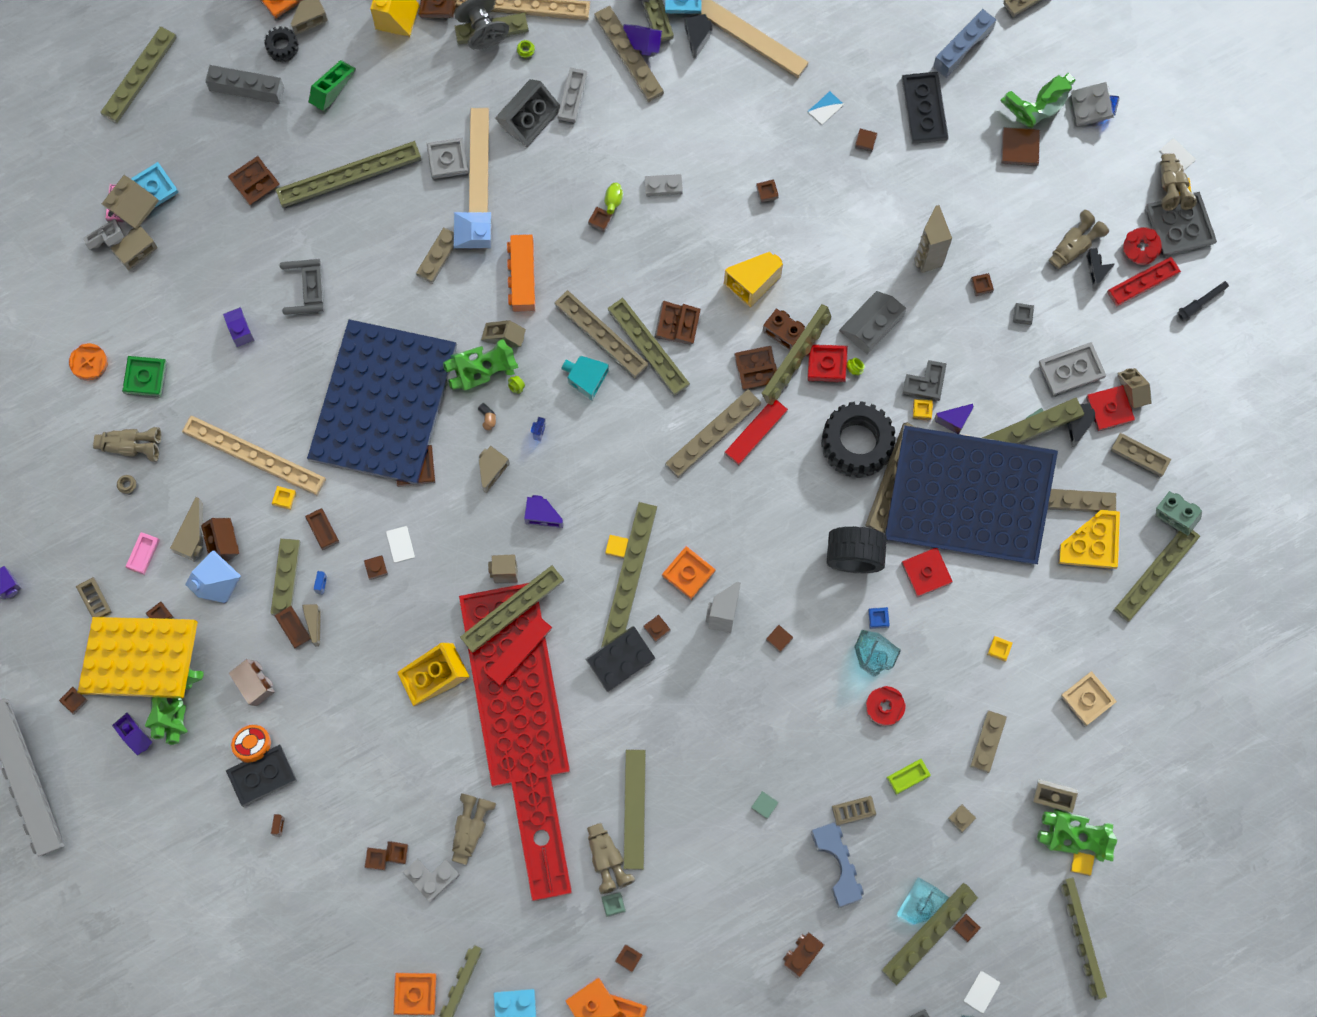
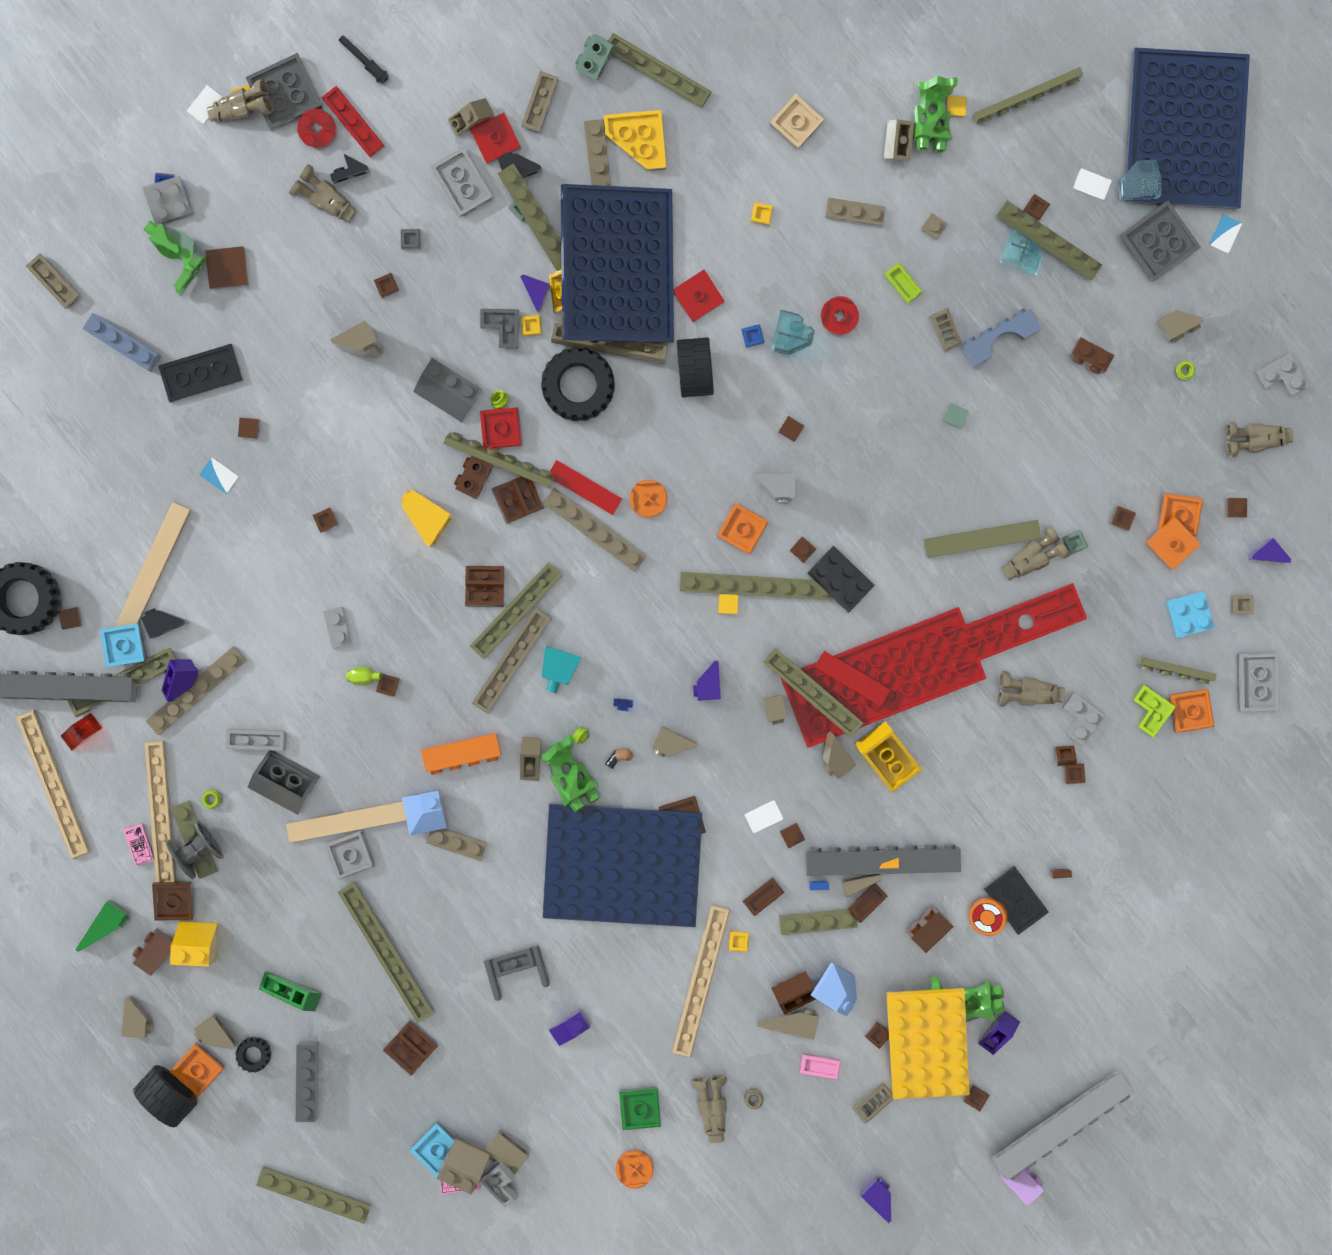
camera: 100 degrees left, 15 degrees up
(330, 649) = (883, 860): none -> dark grey brick
(424, 958) = (1158, 708): none -> lime plate
(442, 622) = (836, 757): none -> dark tan slope
(734, 489) = (648, 498): none -> orange tile

